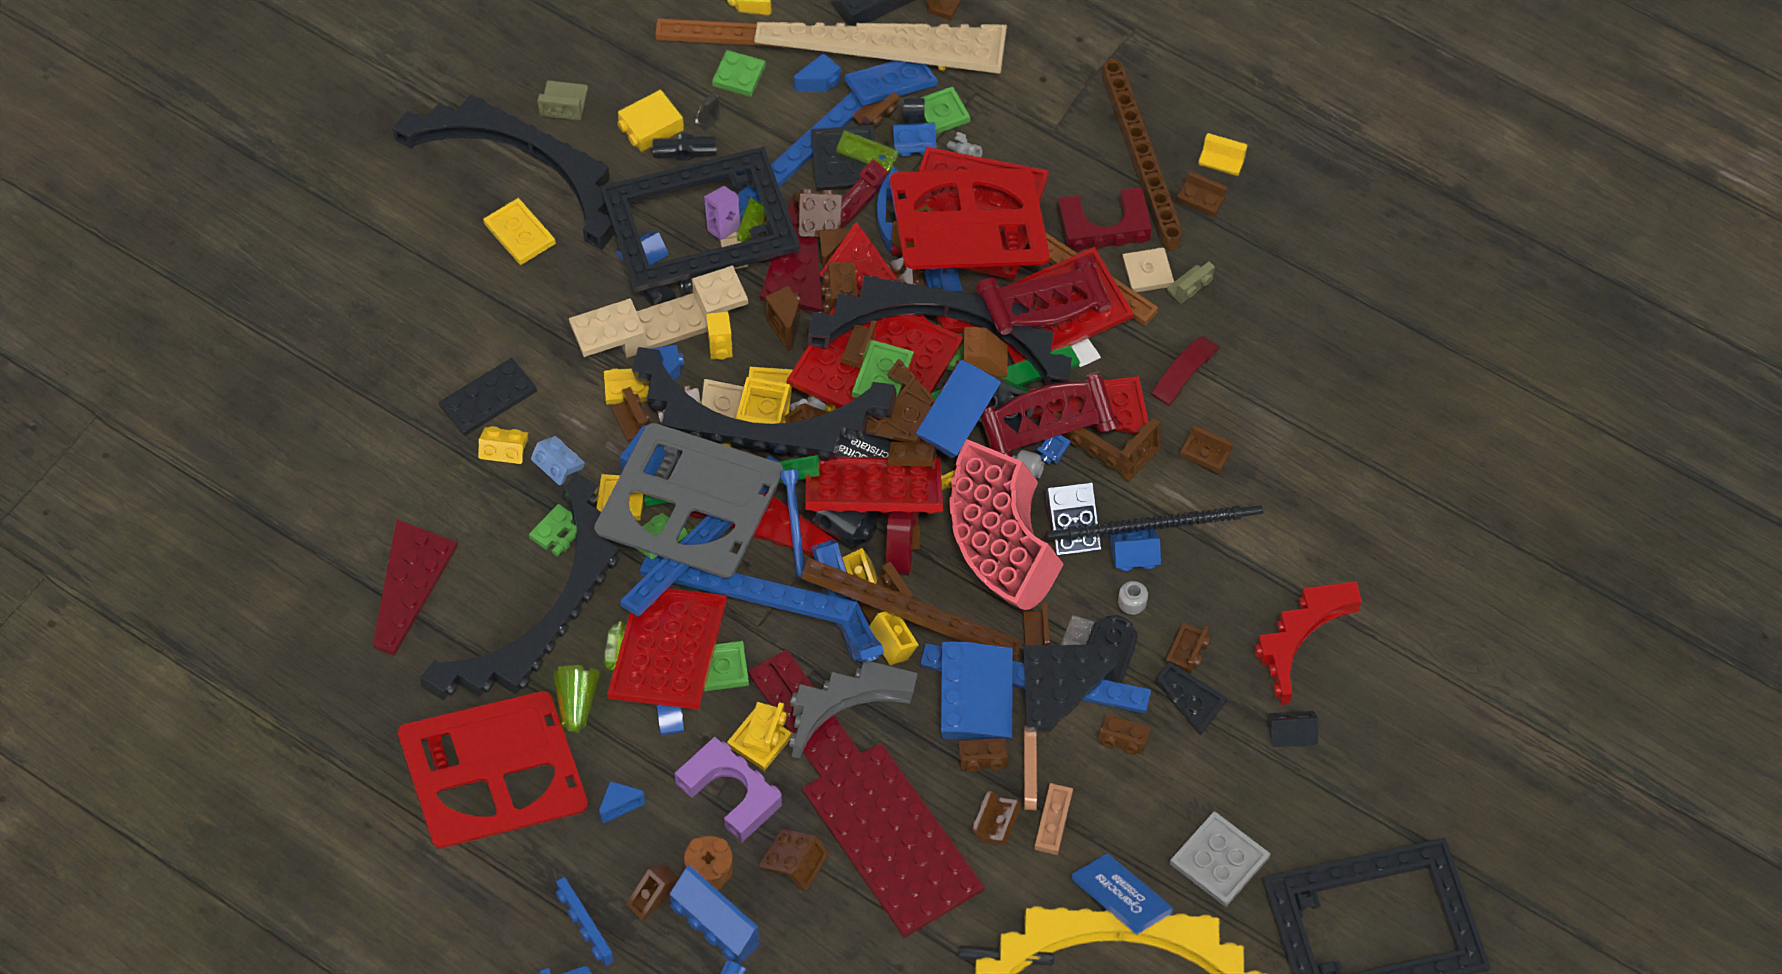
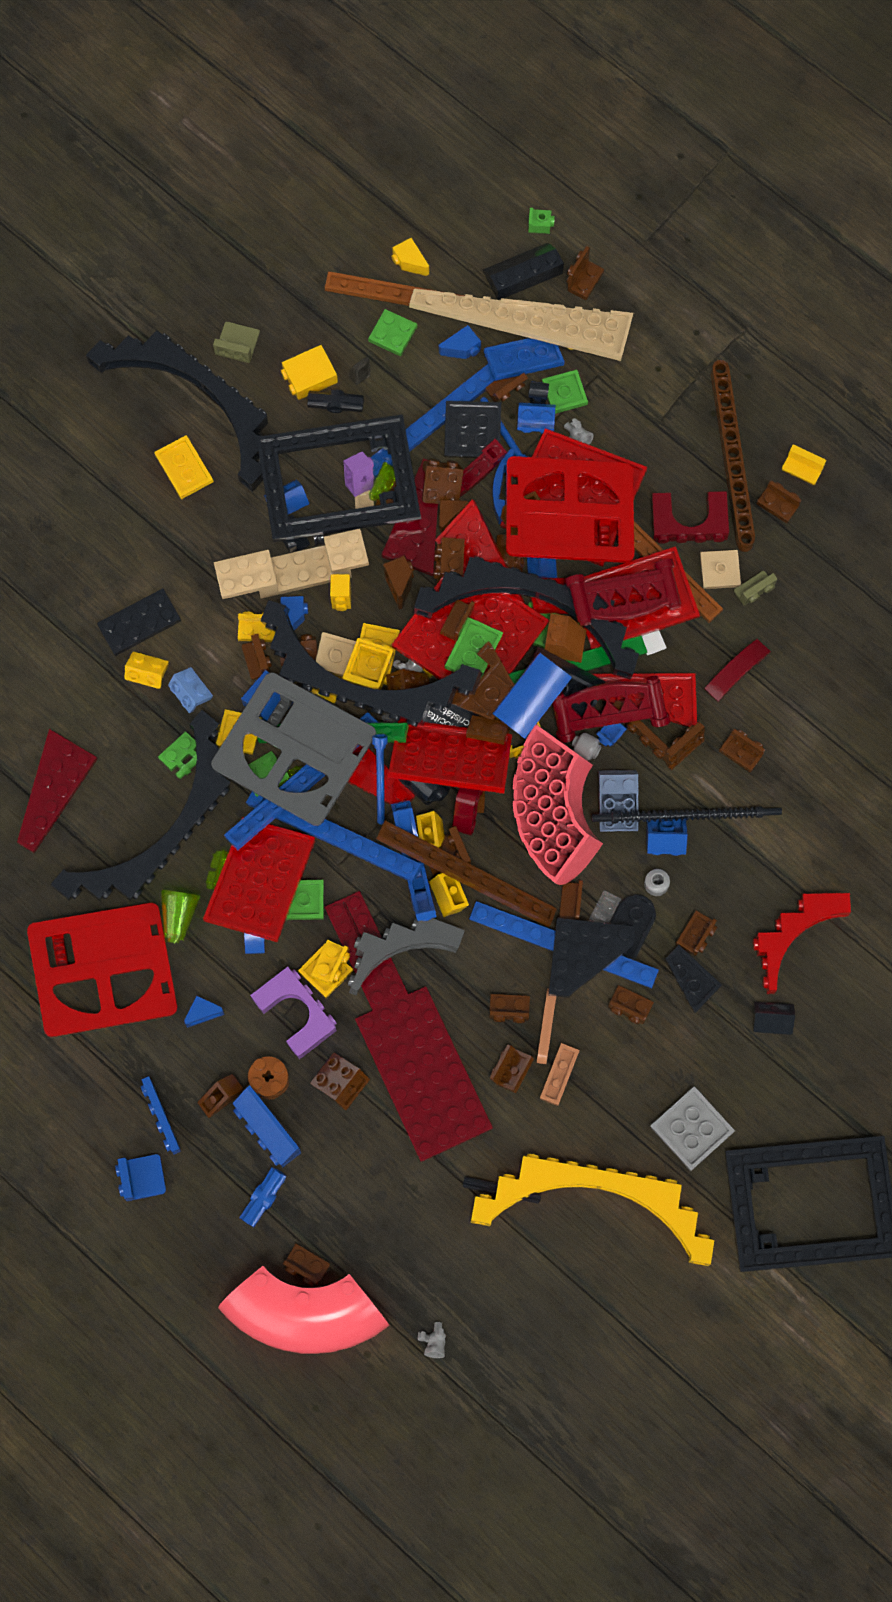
camera: 10 degrees right, 15 degrees up
(866, 150) = (491, 428): clear neon green plate -> none
(976, 691) = (512, 953): blue slope -> none
(1122, 893) = (605, 1152): blue tile -> none

